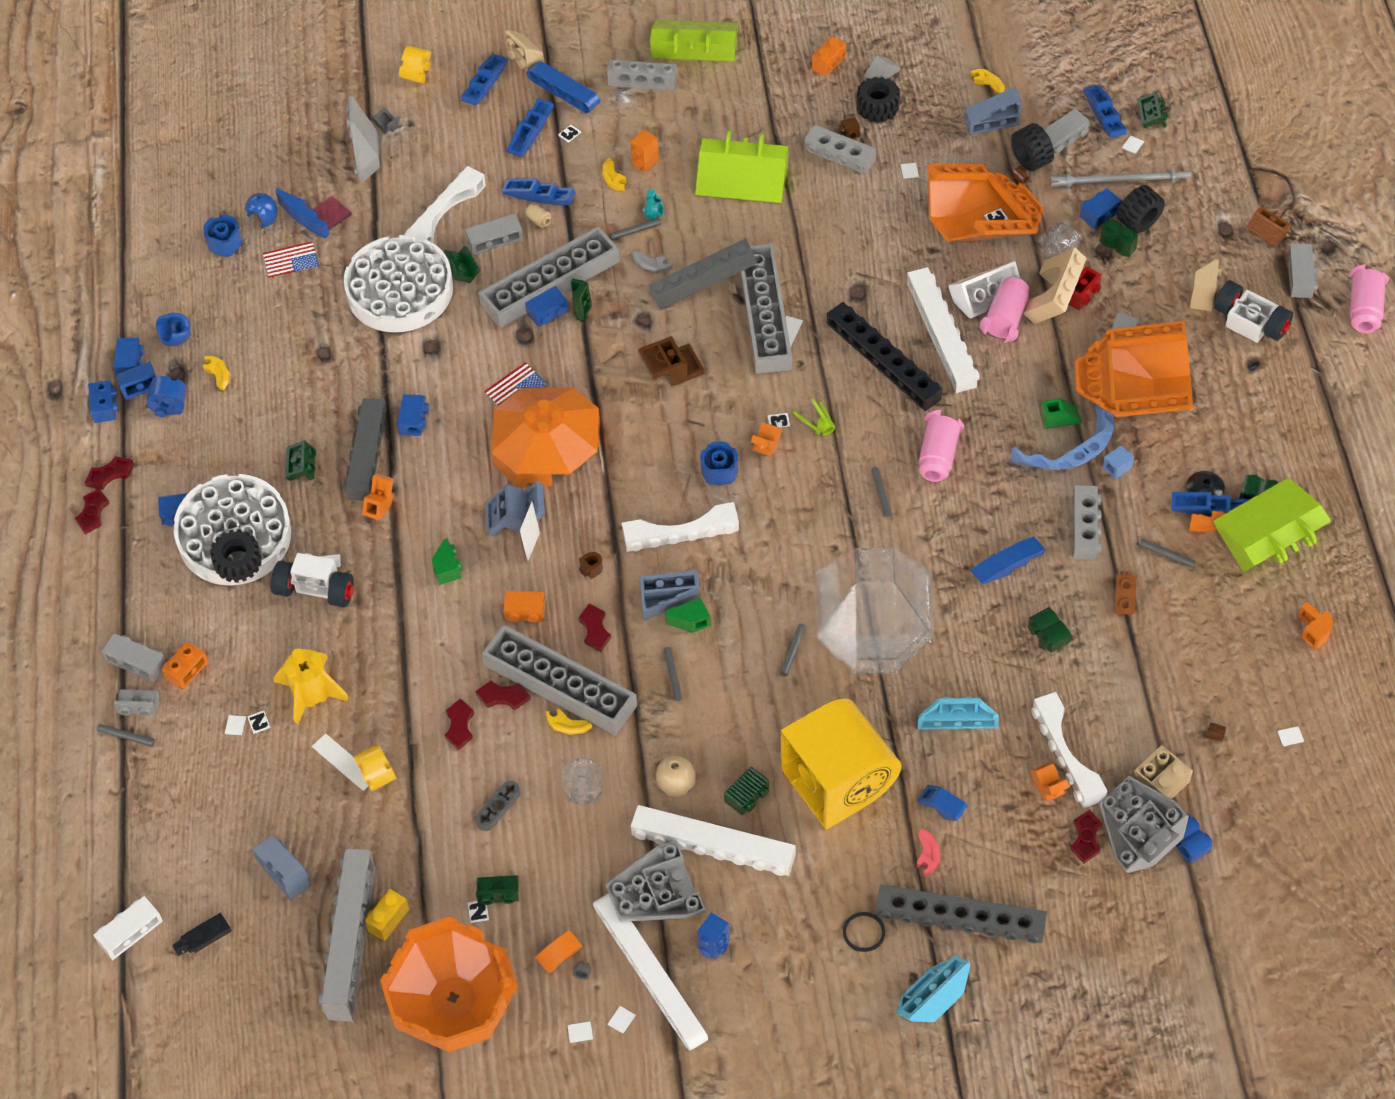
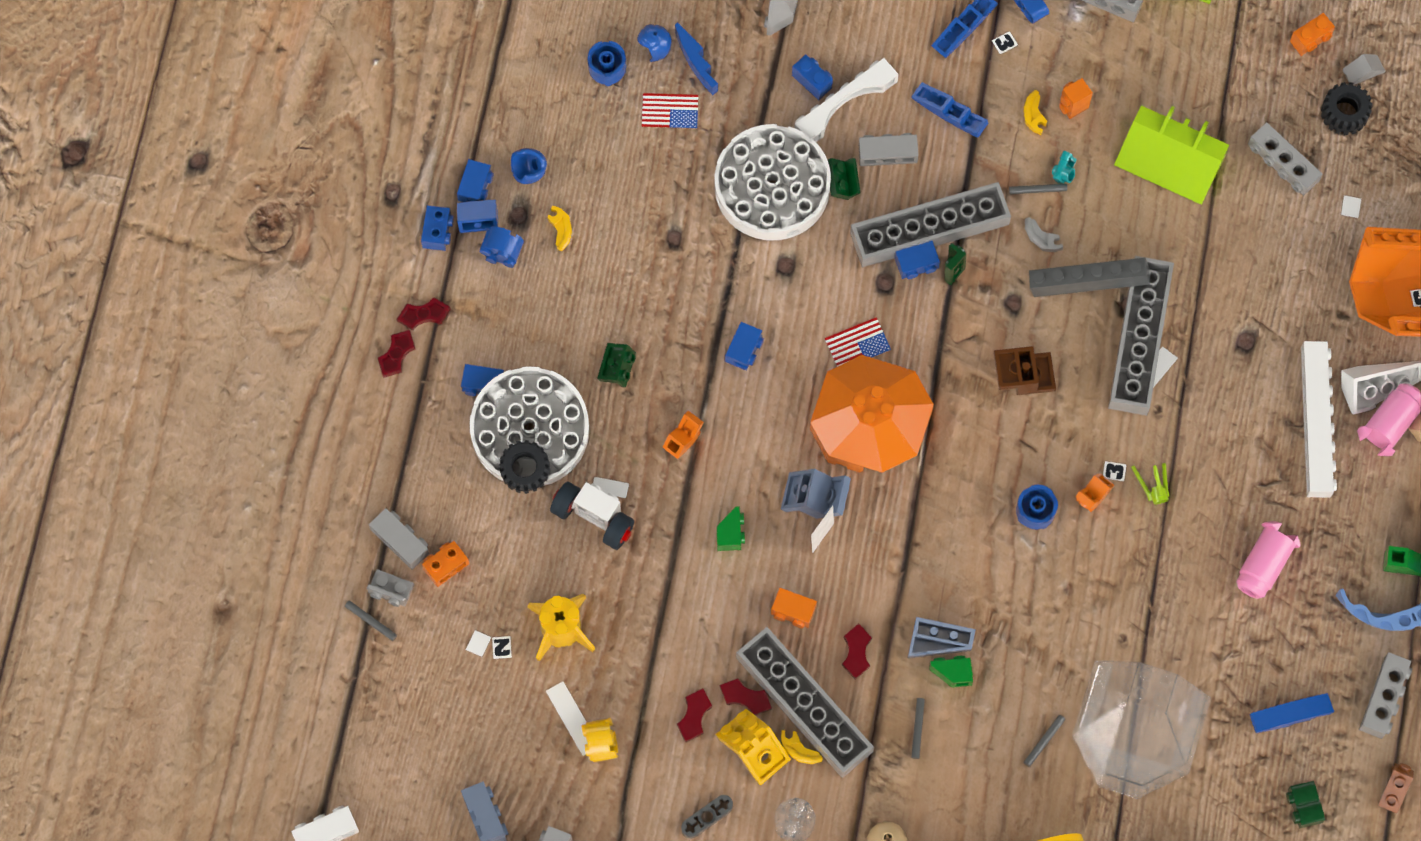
camera: 15 degrees right, 15 degrees up
(332, 212) = (726, 65): clear pink piece -> none
(365, 448) = (686, 372): dark grey brick -> none
(409, 198) = (812, 77): none -> blue brick
(519, 723) = (751, 740): none -> yellow bracket
(538, 215) = (941, 141): tan brick -> none
(591, 564) = (873, 581): reddish brown plate -> none
(642, 535) = (933, 562): white arch -> none
(850, 128) = (1304, 135): reddish brown plate -> none
(881, 492) = (1191, 590): dark grey bar -> none
(884, 356) = (1271, 495): black brick -> none

